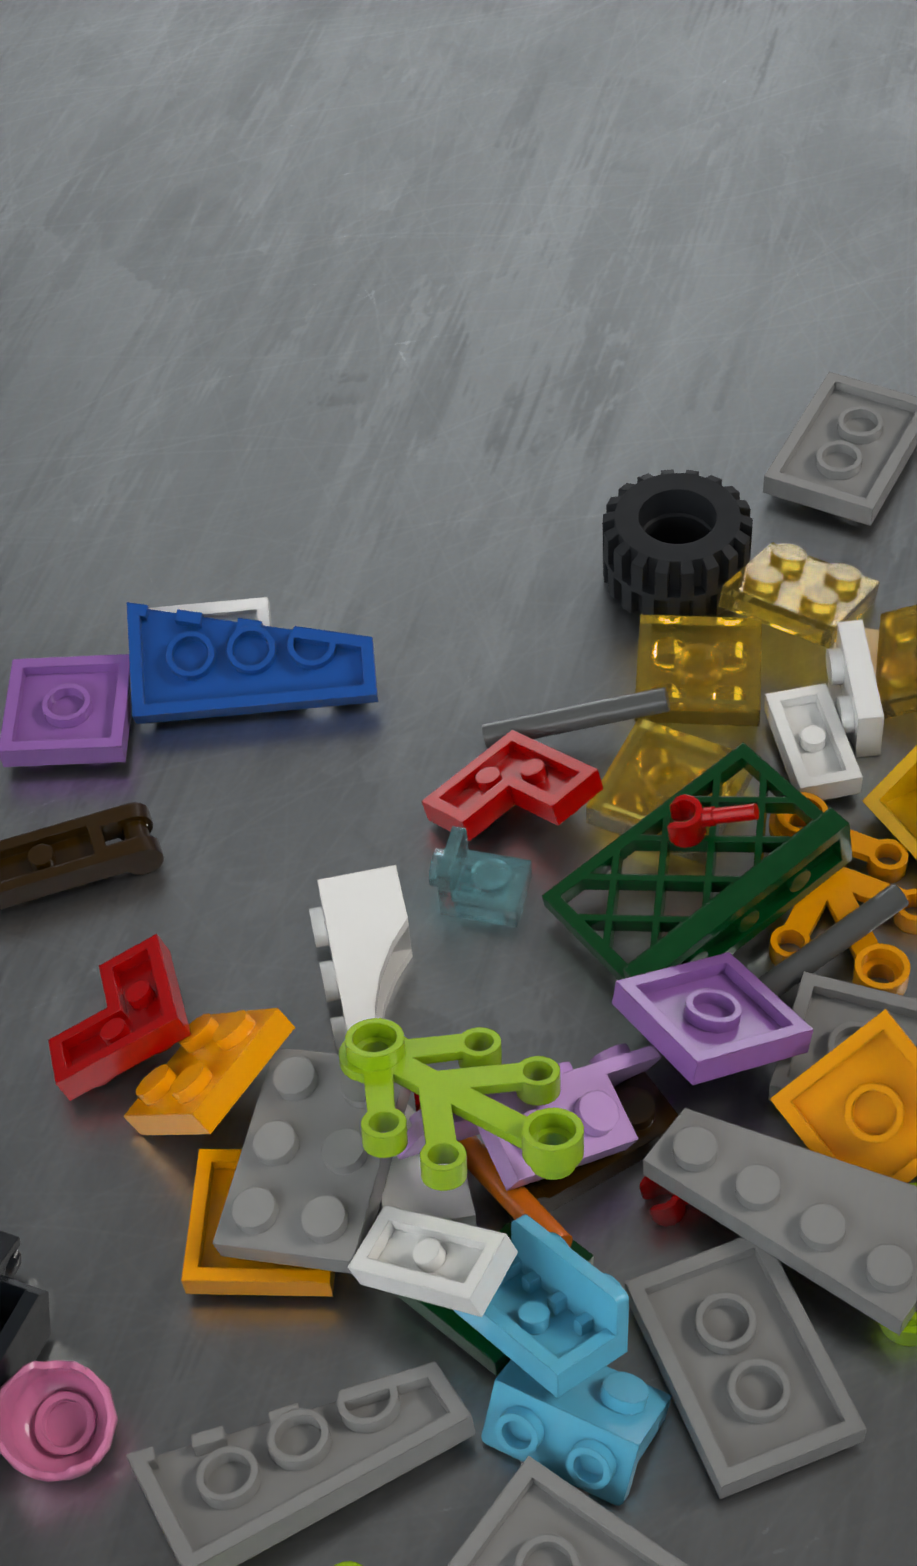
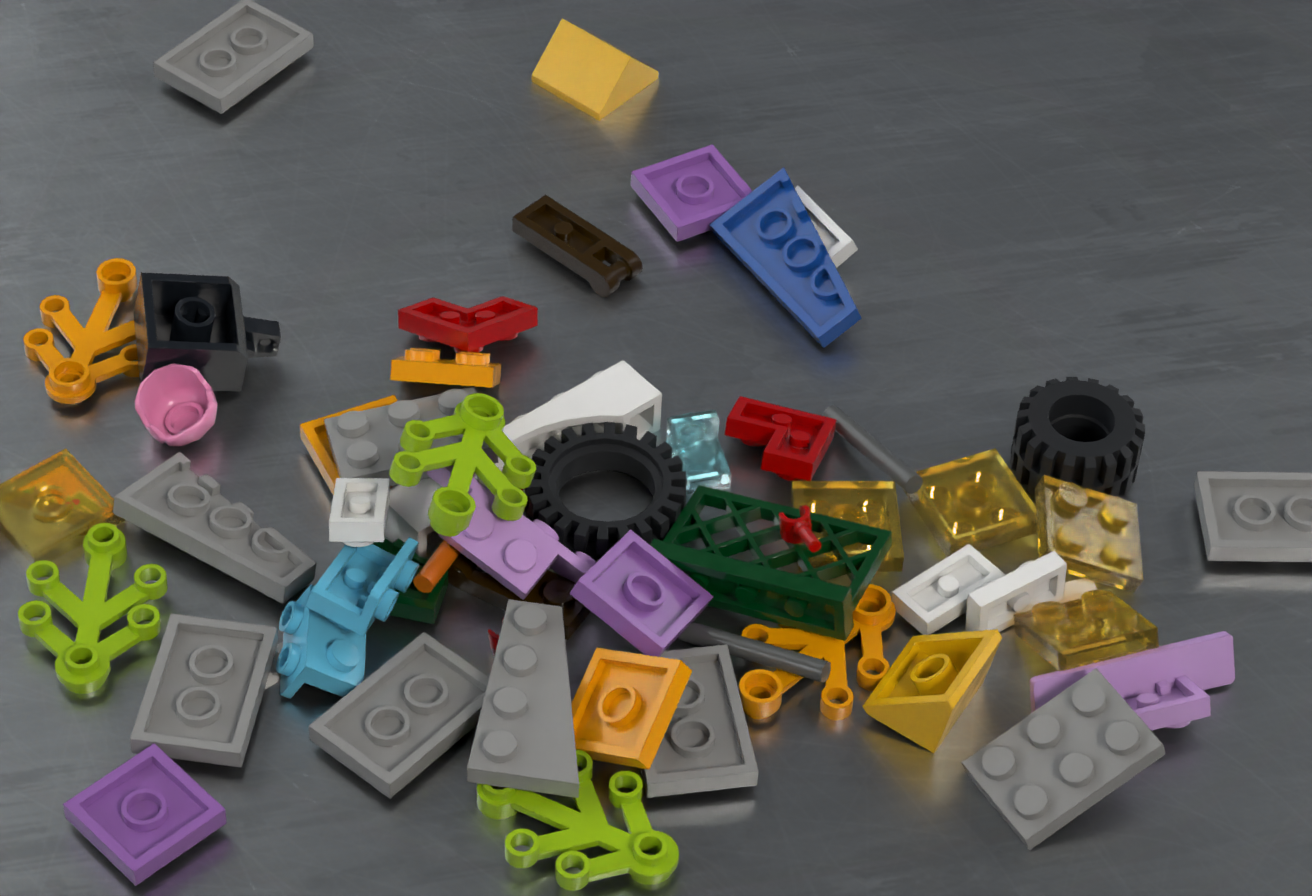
camera: 55 degrees right, 5 degrees down
(503, 929) = (606, 452): none -> black tyre

